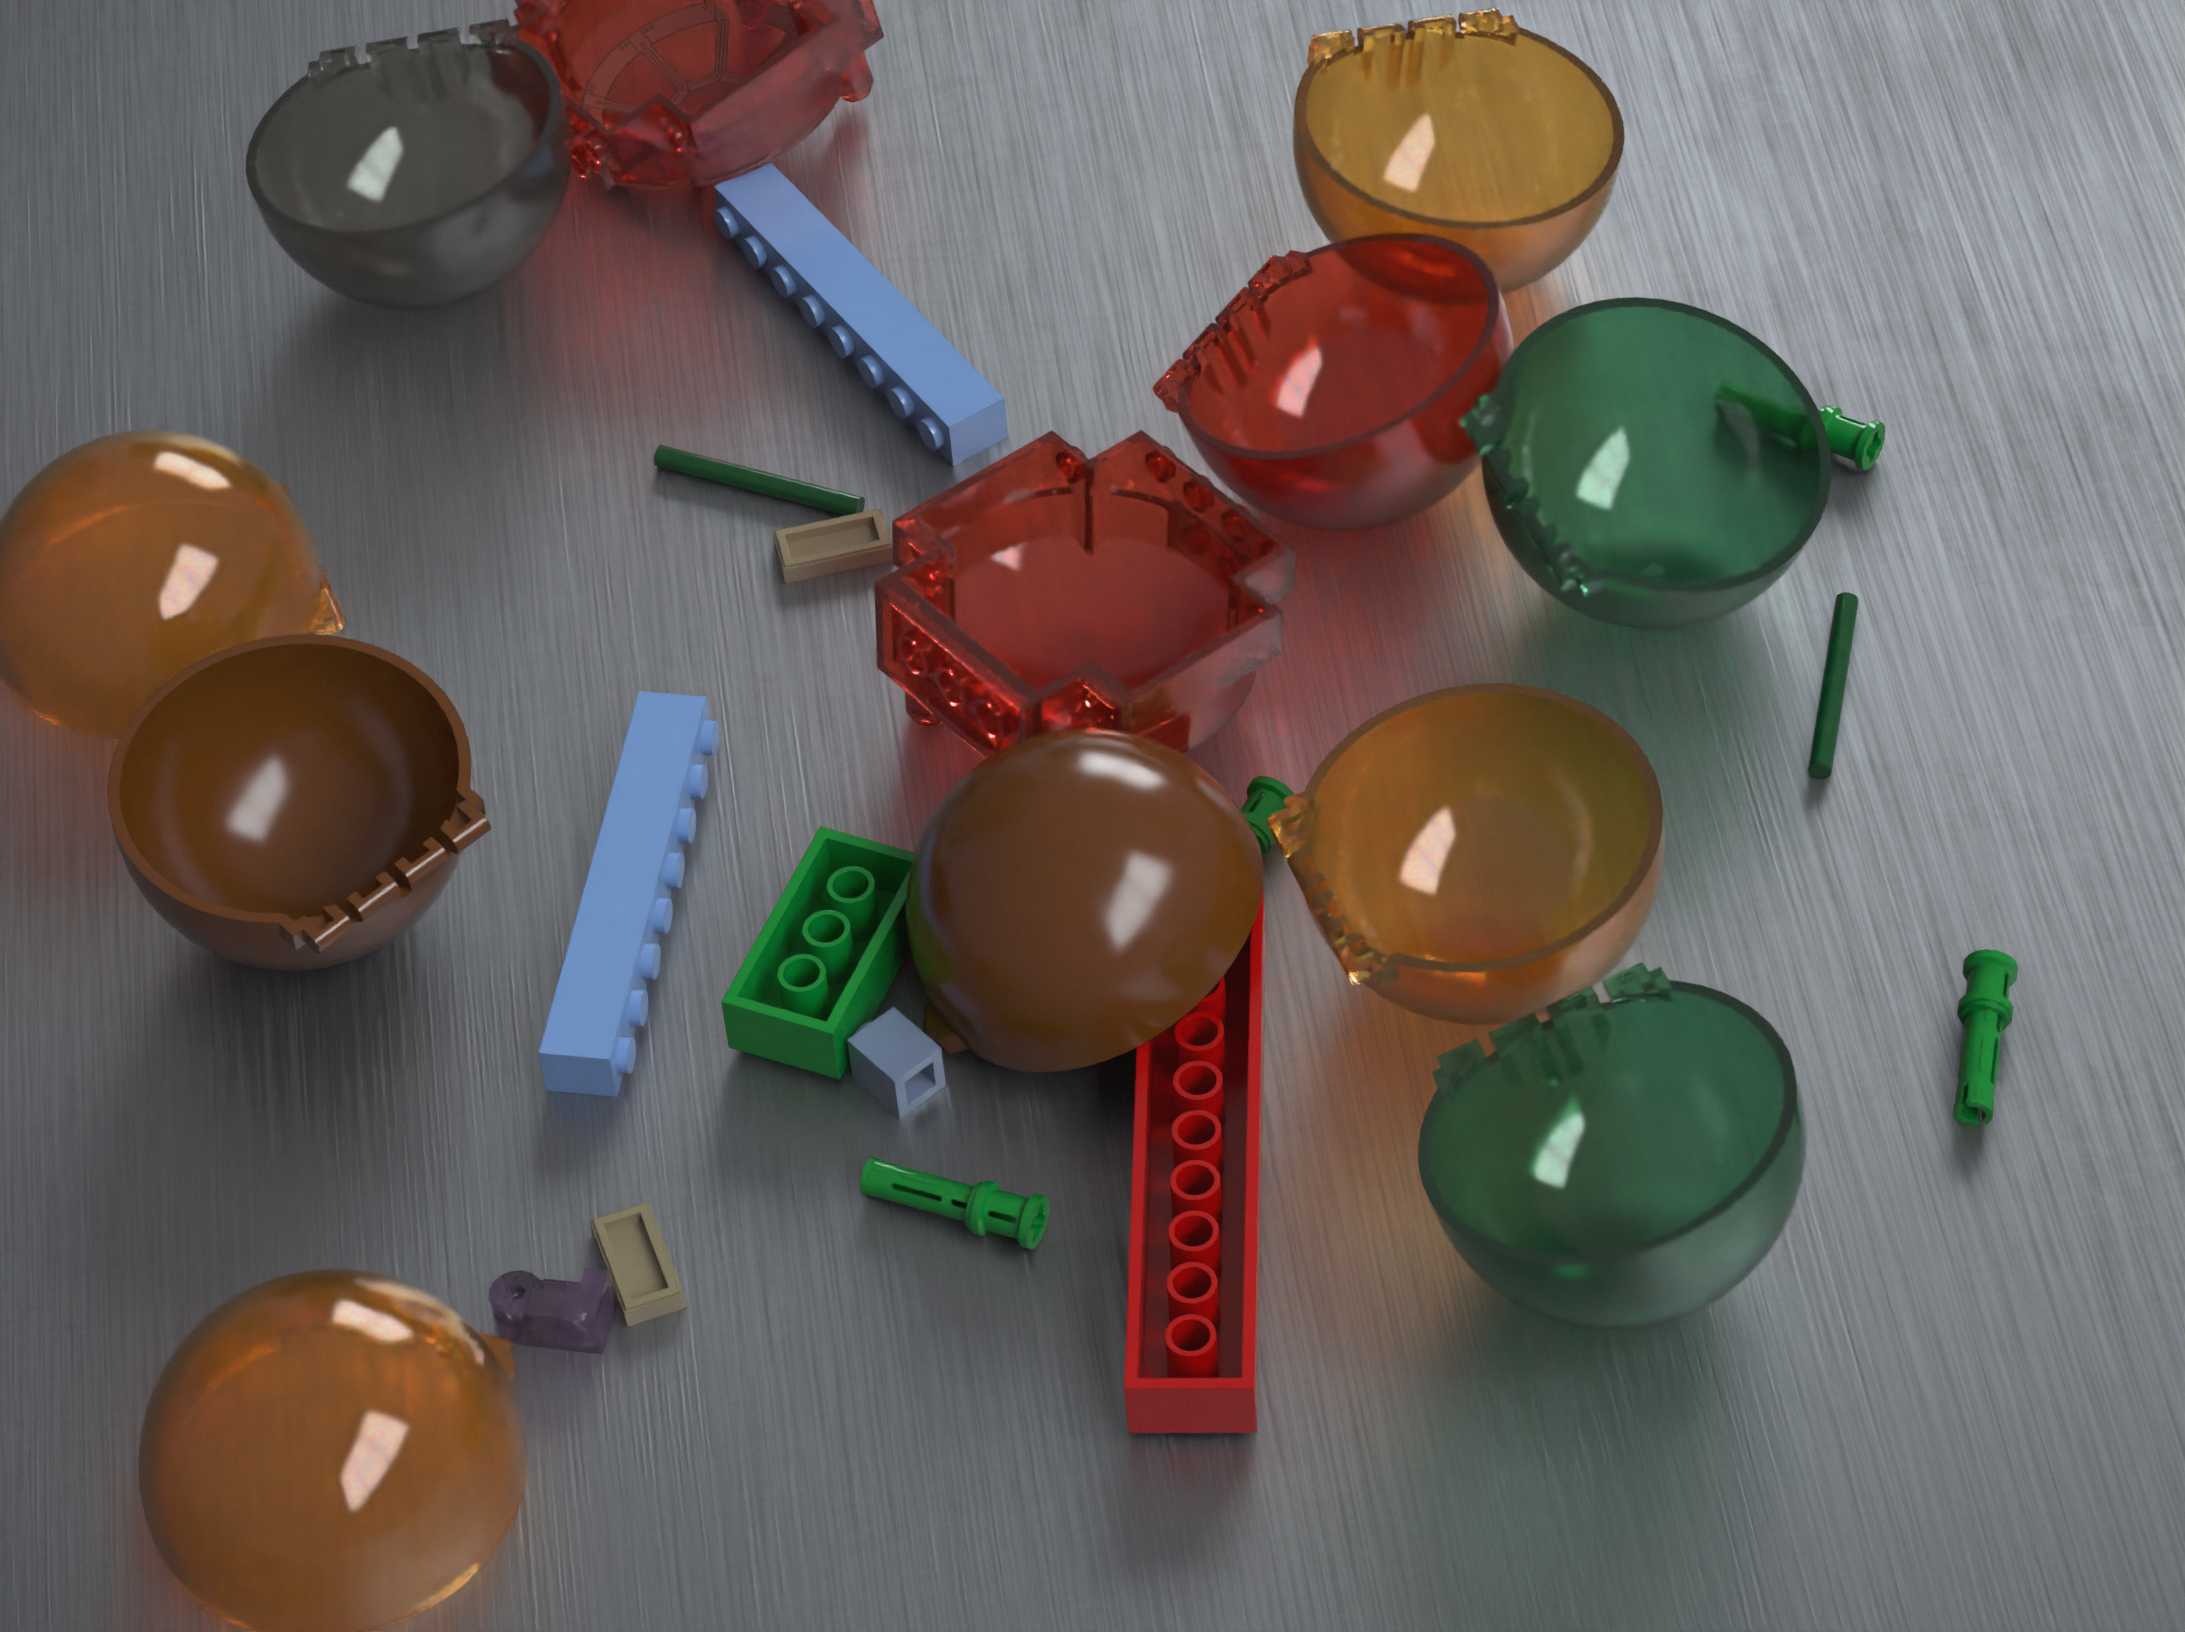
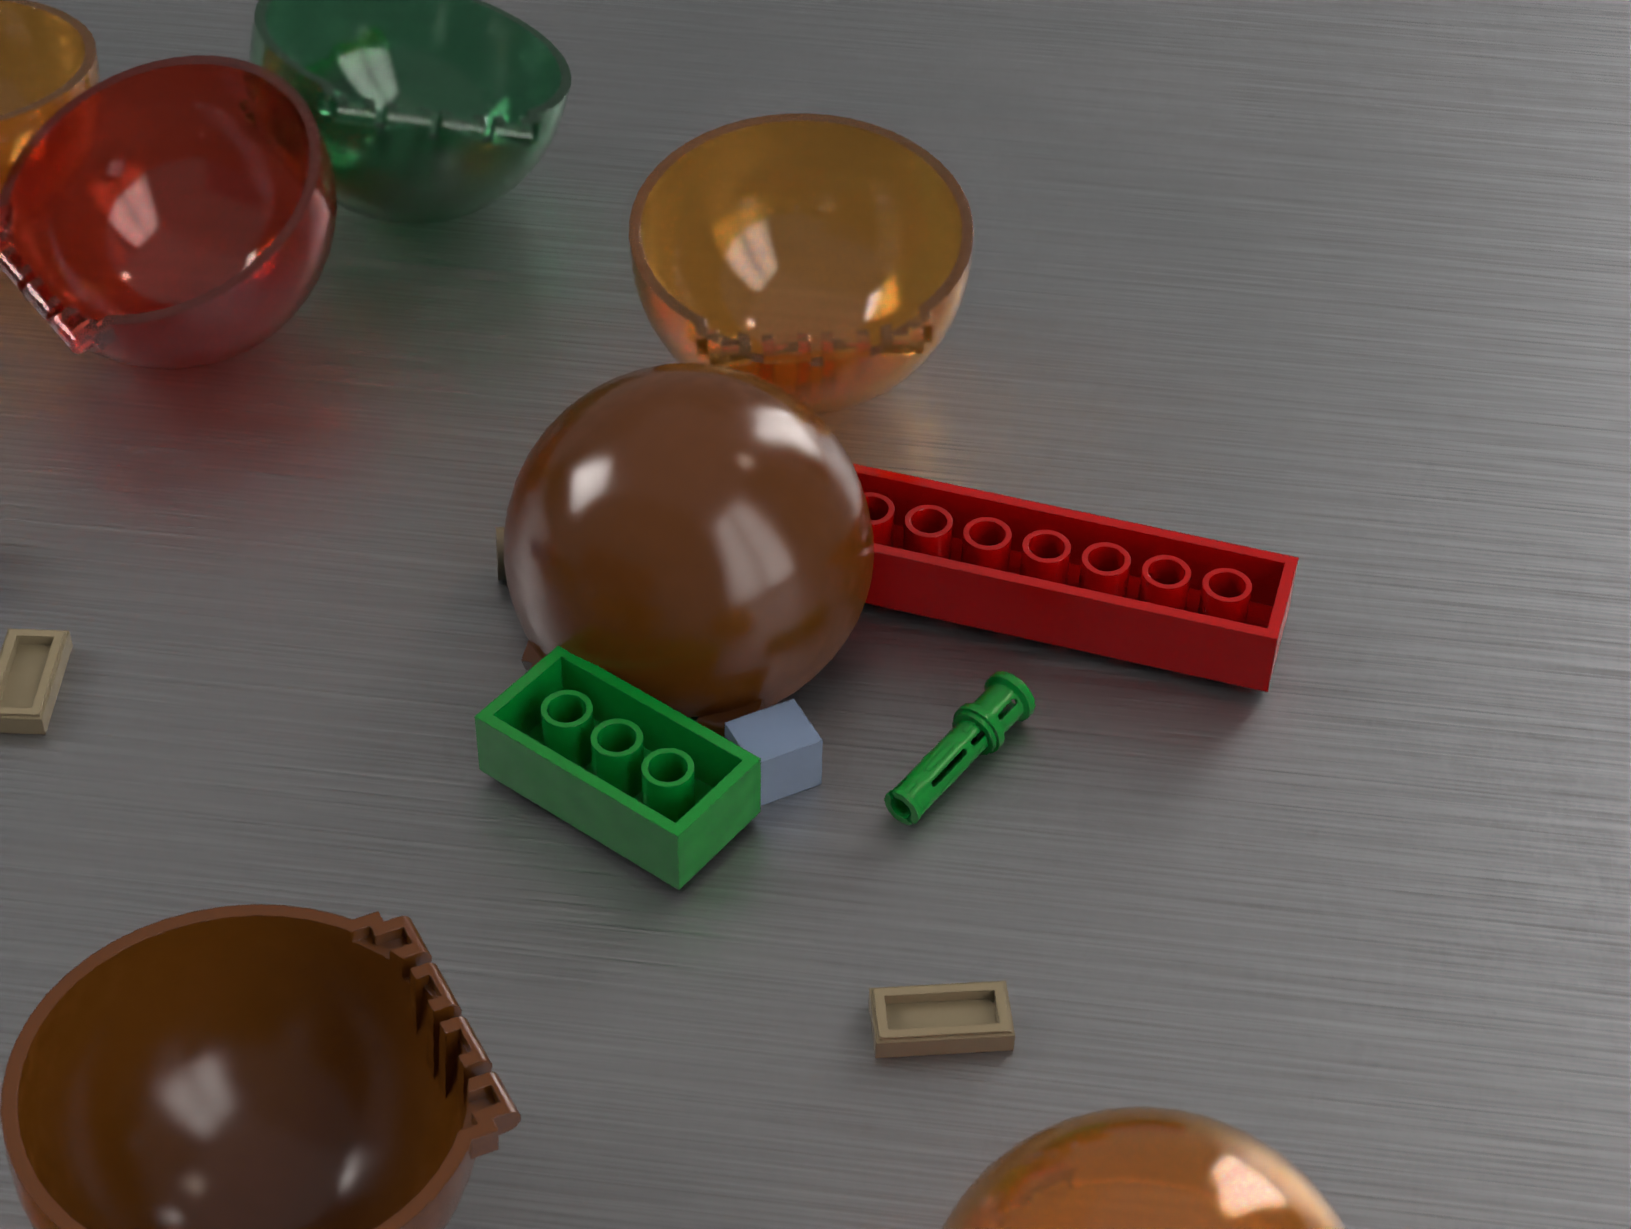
camera: 80 degrees left, 5 degrees down
(555, 1311) = (991, 1107): clear purple leg -> none
(628, 895) = (477, 935): medium blue brick -> none
(1081, 598) = (327, 461): clear red windscreen -> none
(1617, 1152) = (1162, 255): clear green windscreen -> none
(1833, 686) = (620, 131): dark green bar -> none
(1984, 1015) = (996, 132): green pin -> none

